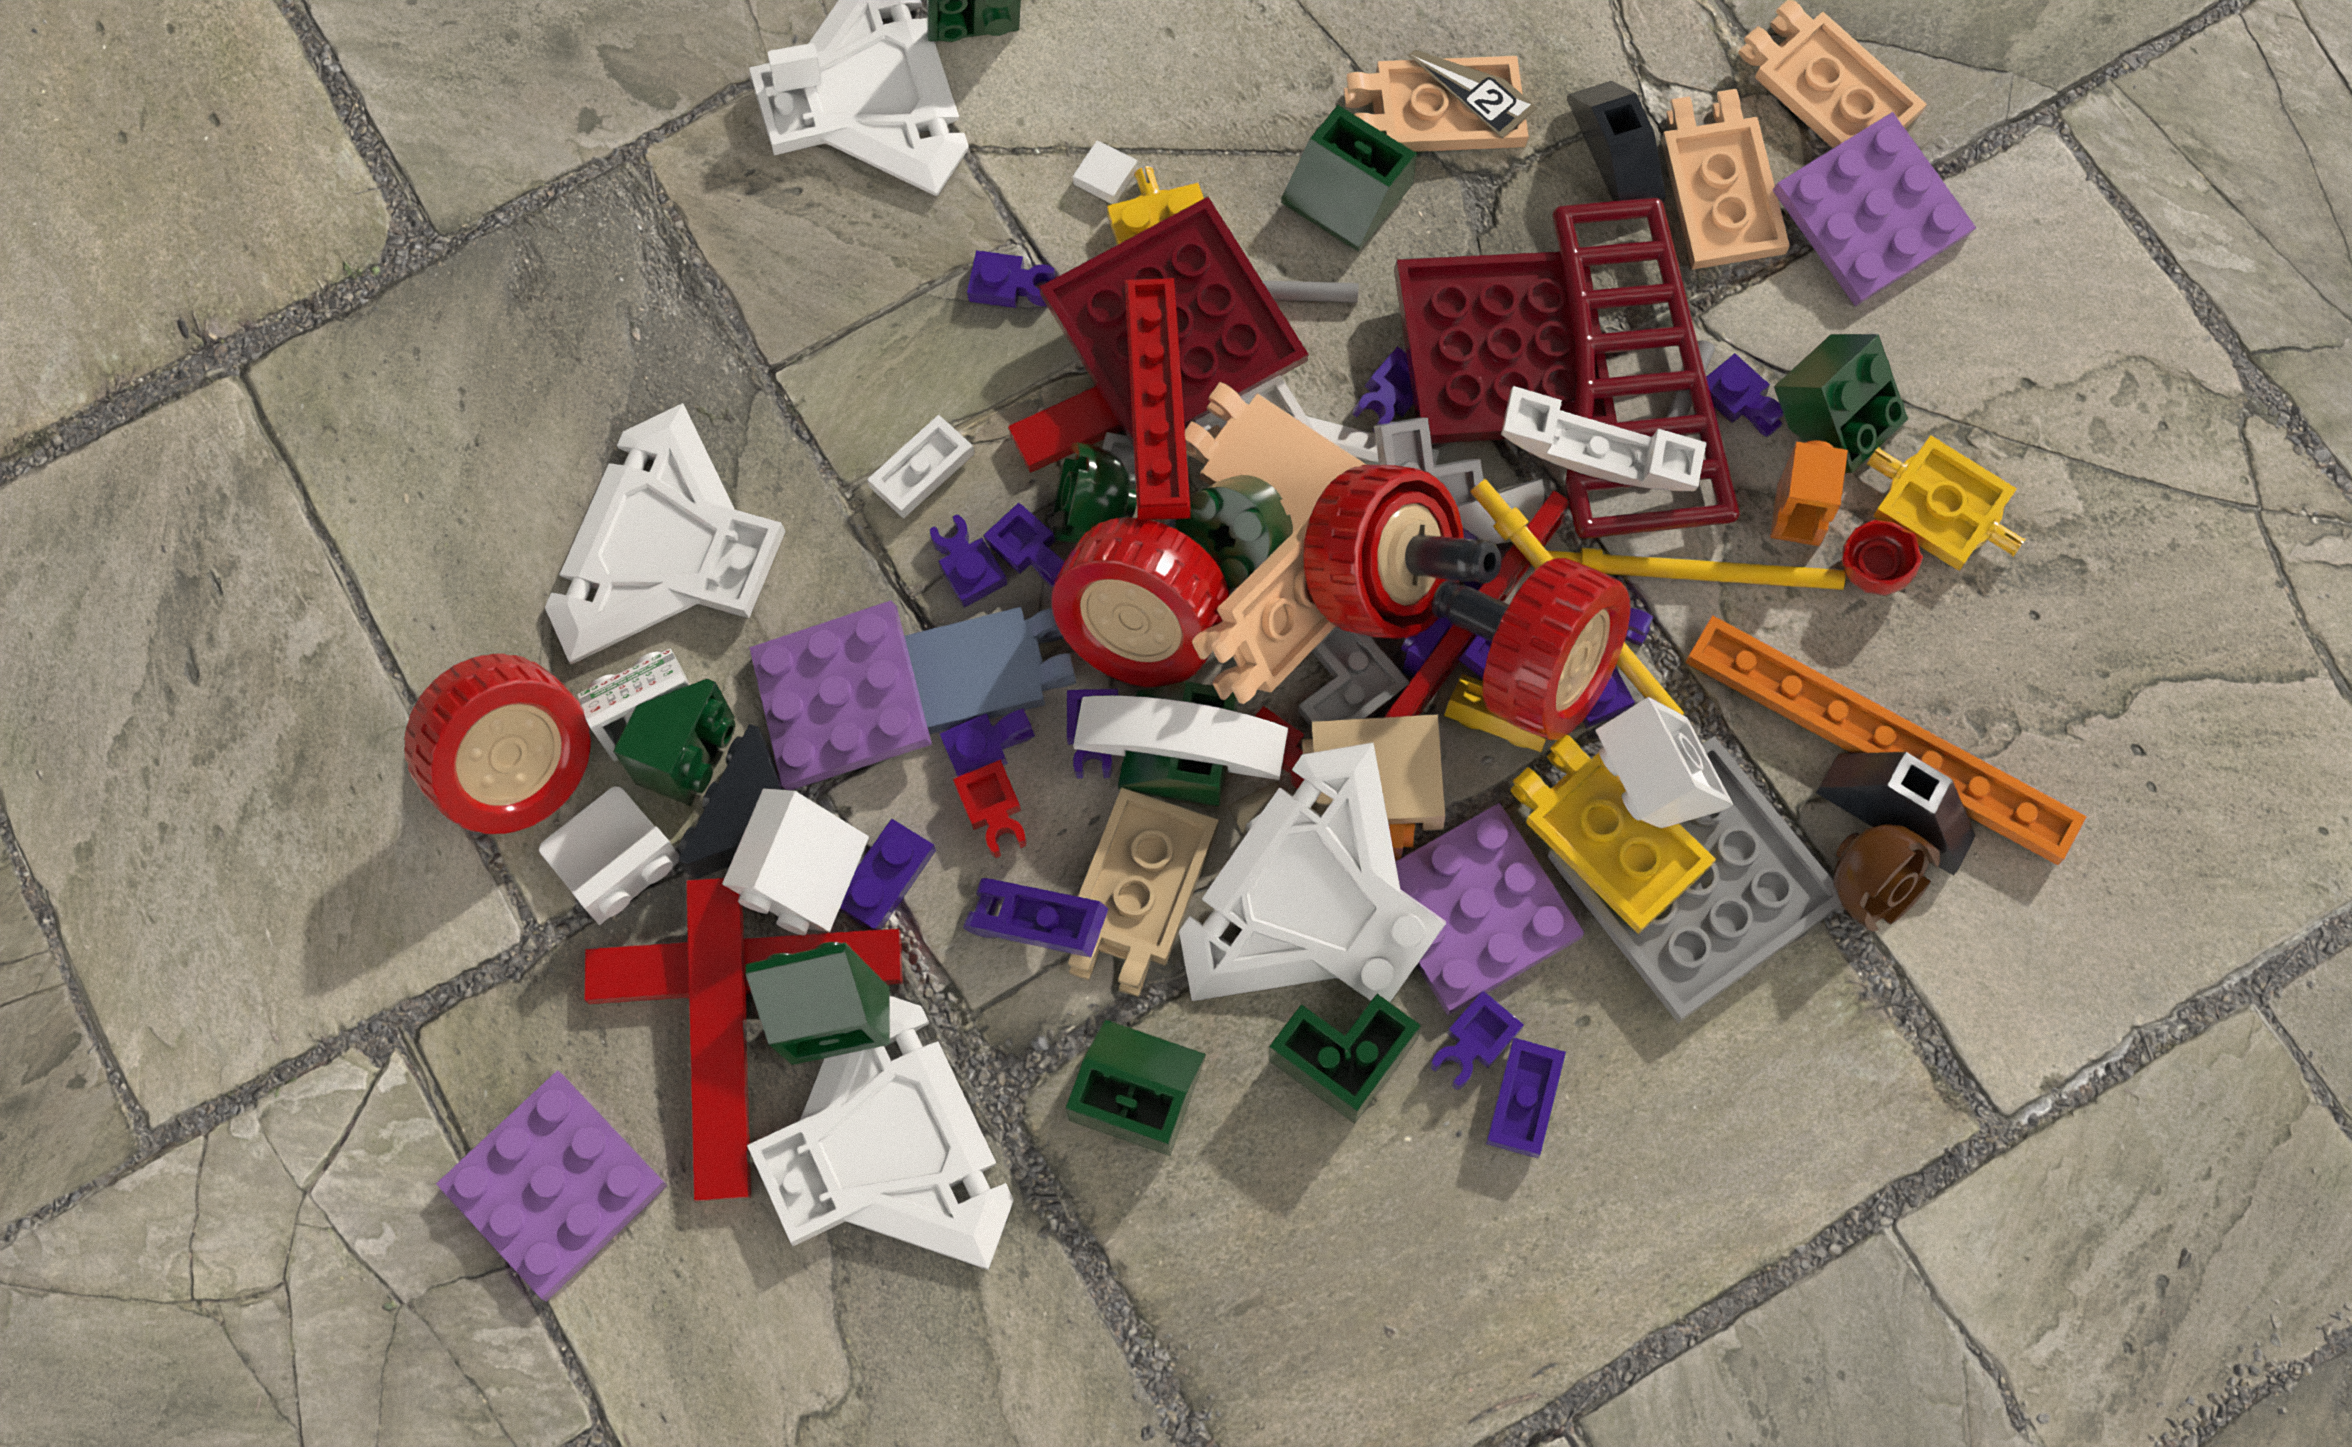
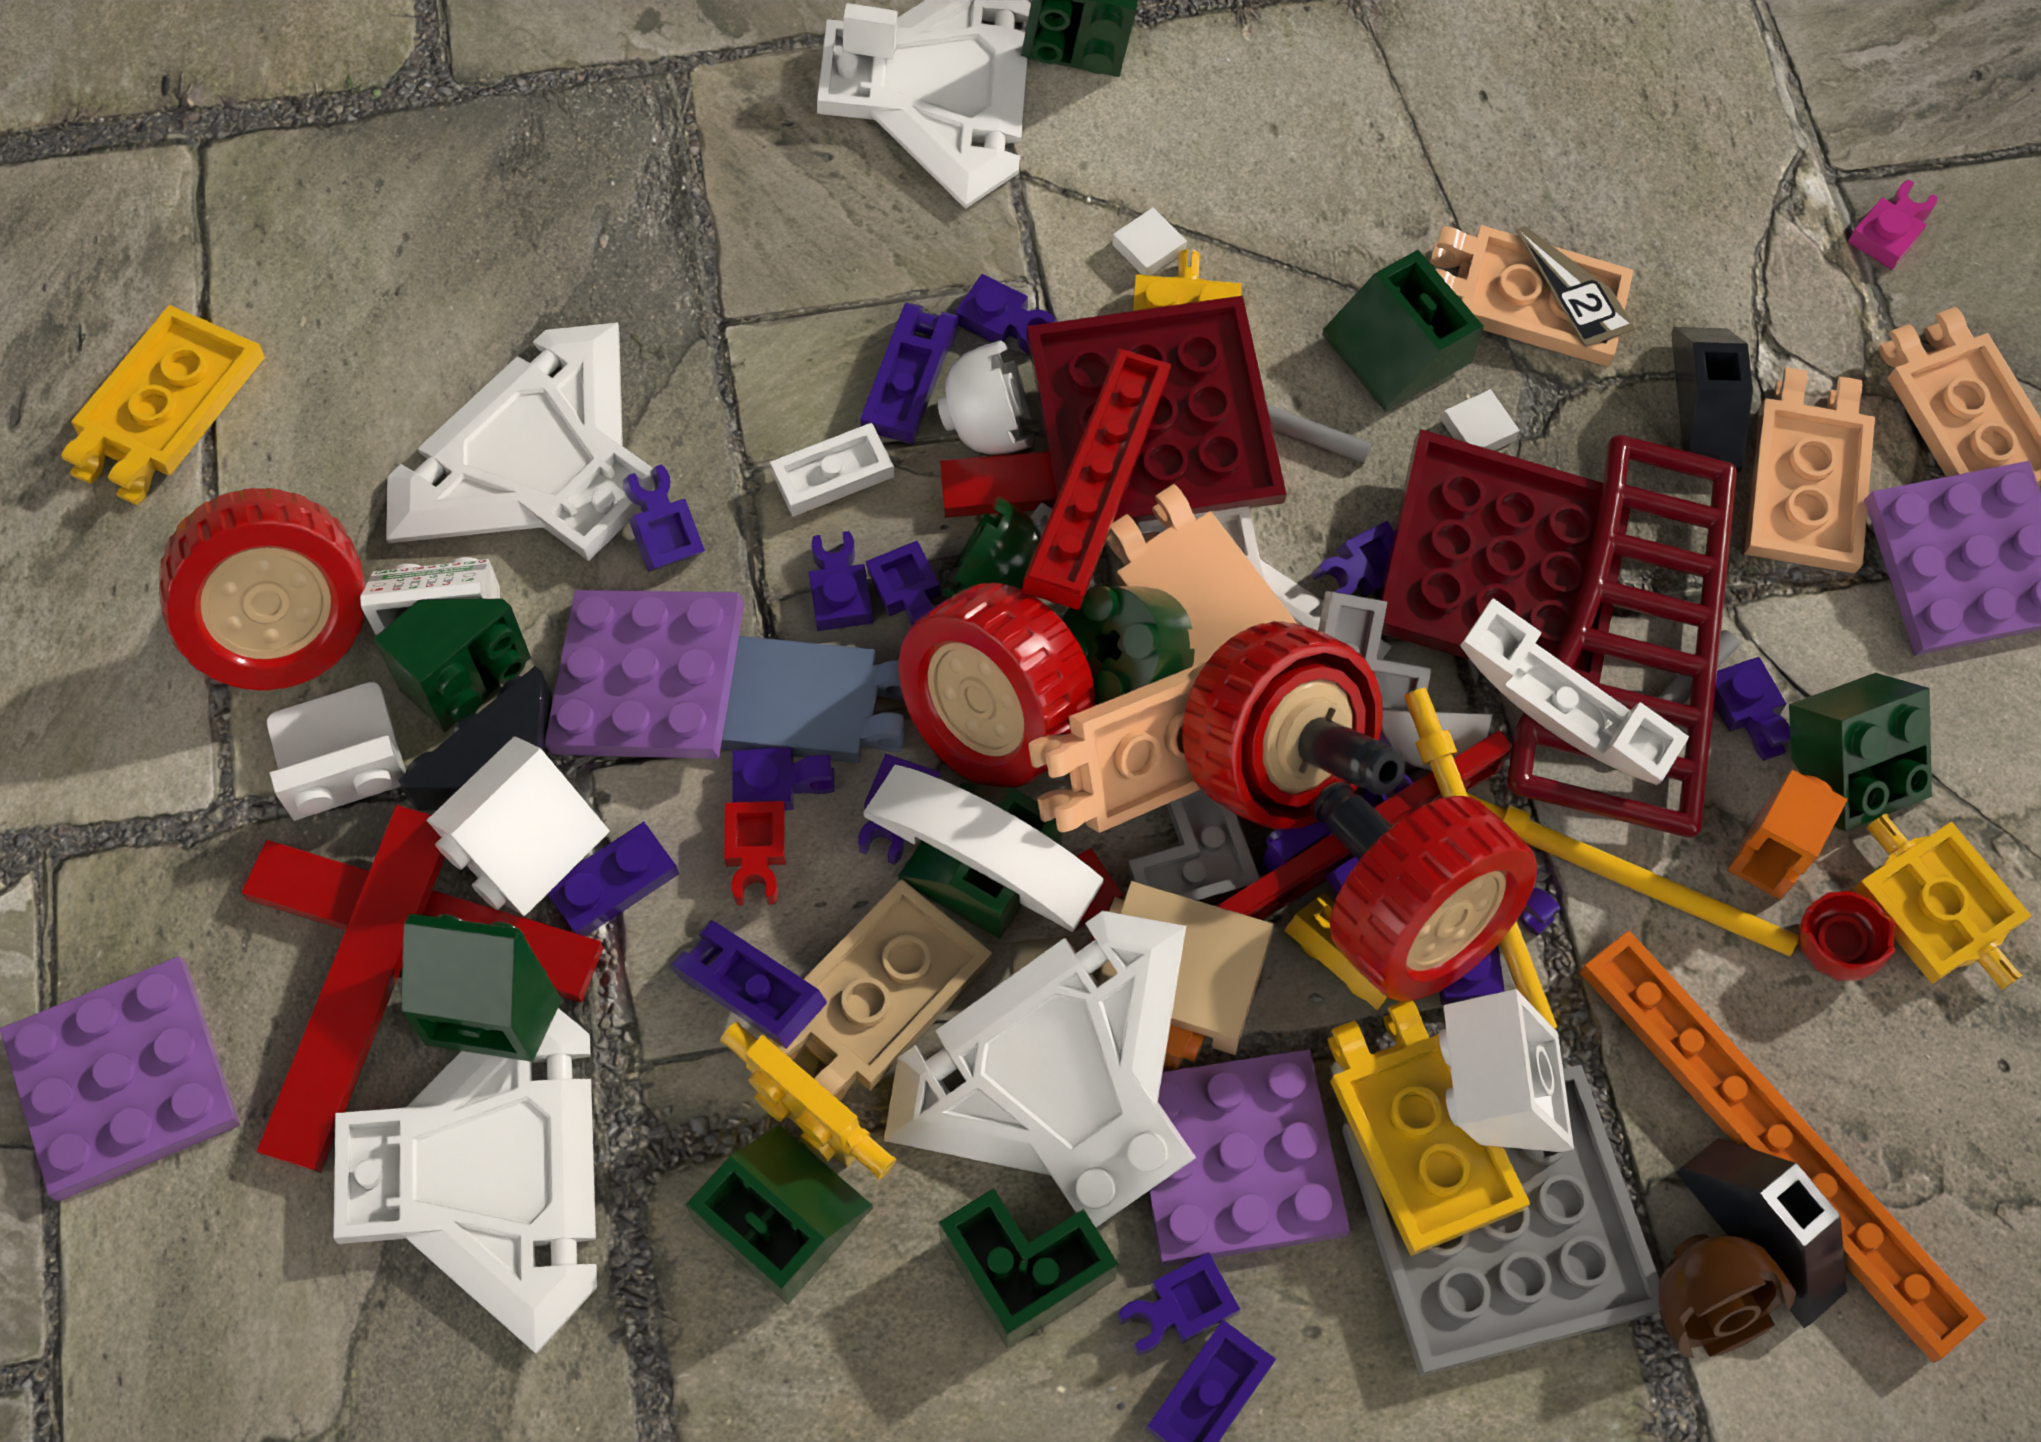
camera: 15 degrees right, 5 degrees down
(318, 612) = (159, 401): none -> yellow tile
(803, 568) = (663, 528): none -> dark purple plate
(950, 359) = (909, 373): none -> dark purple plate
(1027, 363) = (986, 402): none -> white cylinder
(1113, 990) = (791, 1092): none -> yellow plate
(1440, 234) = (1481, 422): none -> white tile

